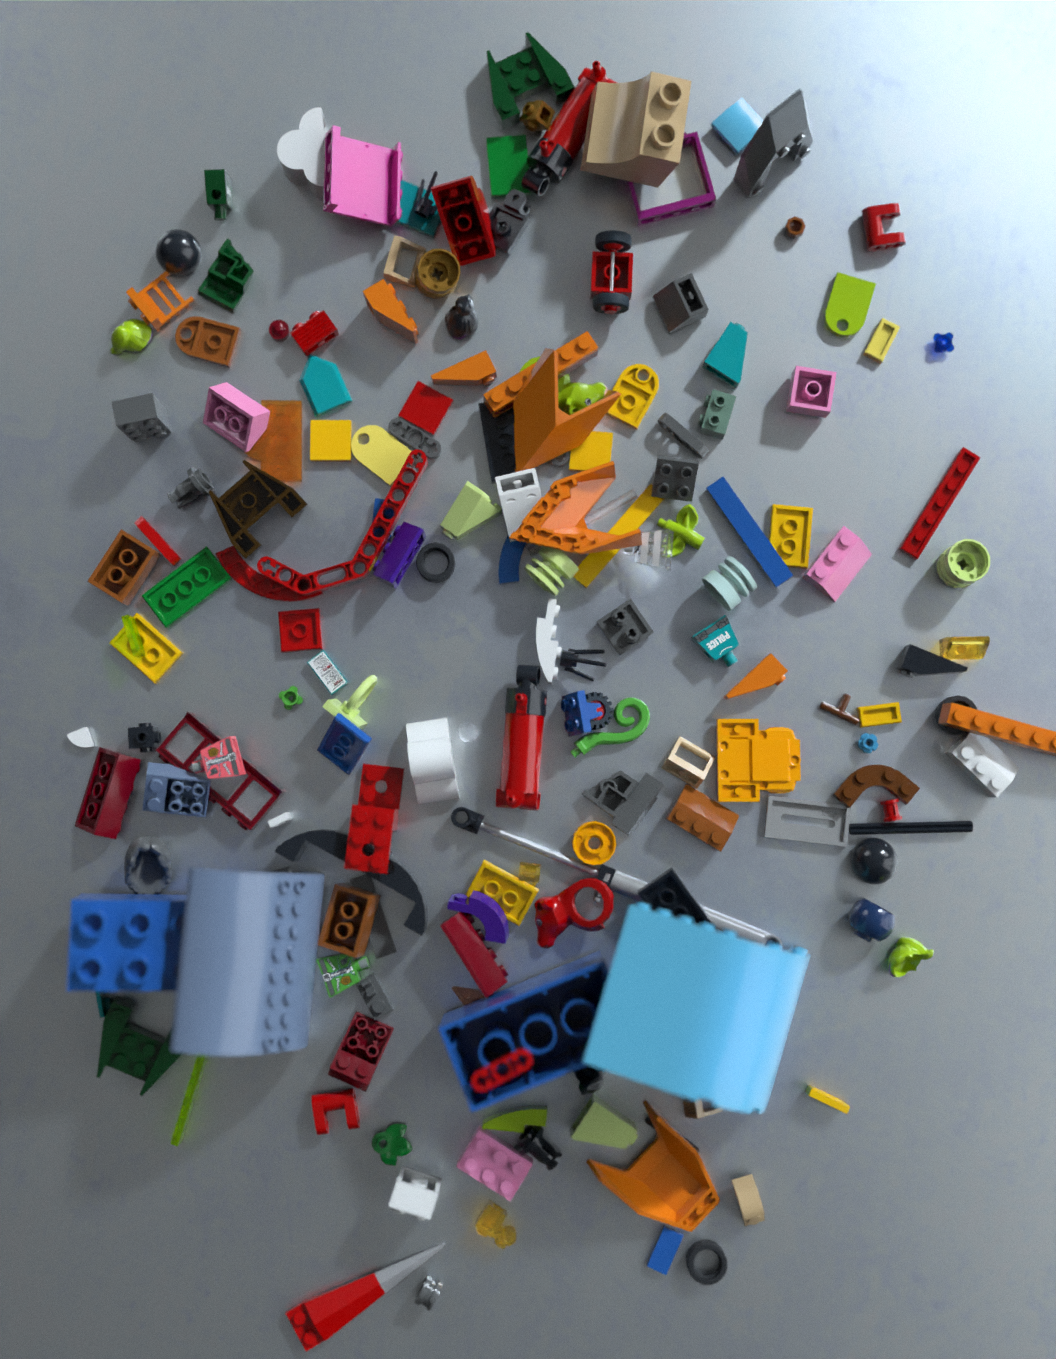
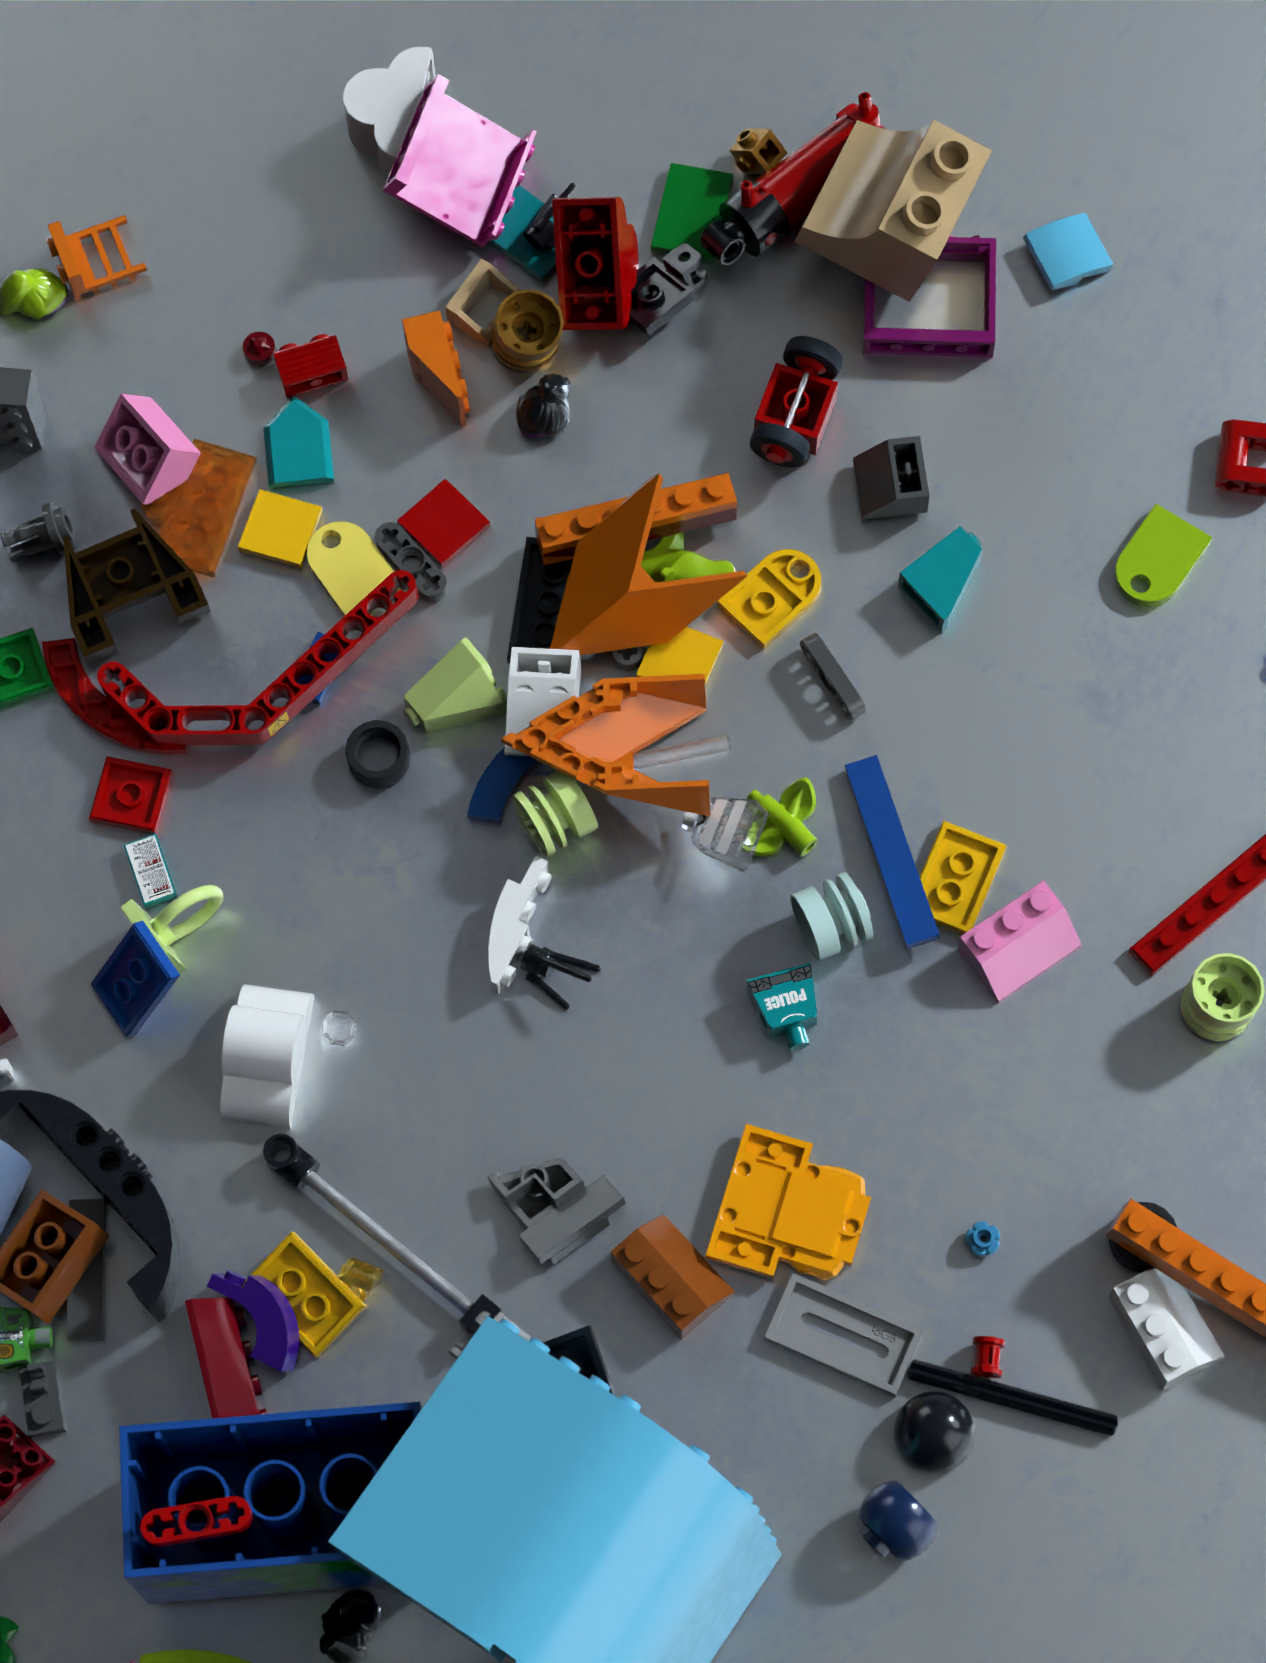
camera: 20 degrees right, 15 degrees down
(178, 252) = (148, 196): black piece -> none
(209, 340) = (148, 333): dark orange tile -> none
(217, 185) = (239, 127): dark green torso -> none
(227, 278) = (207, 253): dark green slope -> none
(292, 691) = (75, 883): bright green plate -> none
(374, 819) = (141, 1107): red bracket -> none
(399, 554) = (325, 724): dark purple slope -> none
(471, 372) = (530, 487): orange slope -> none
(522, 742) = (419, 1063): red piece -> none
(523, 77) = (754, 94): dark green wedge -> none
(559, 912) = (389, 1353): red animal -> none
(585, 712) = (536, 1048): blue plate -> none
(591, 740) = (533, 1098): bright green plant -> none
(606, 846) = (475, 1239): light orange wheel -> none
(625, 627) = (644, 938): dark grey plate -> none
(630, 521) = (646, 819): yellow tile -> none
(674, 478) = (795, 731): dark grey plate -> none
(685, 770) = (668, 1190): tan tile -> none
(717, 414) = (897, 659): sand green brick -> none
(763, 675) = (836, 1081): orange slope -> none
(781, 133) = (1102, 259): dark grey wedge -> none
(794, 227) = (1108, 420): dark orange tile -> none
(811, 391) = (1056, 666): bright pink brick -> none
(840, 710) = (953, 1175): reddish brown piece -> none
(876, 776) = (976, 1295): reddish brown plate -> none
(879, 714) = (1016, 1200): yellow tile -> none
(881, 340) = (1196, 625): light yellow tile -> none
(907, 956) = (939, 1605): lime hair -> none
(924, 663) = (1116, 1140): black slope -> none
(964, 647) = (1186, 1131): clear yellow tile -> none

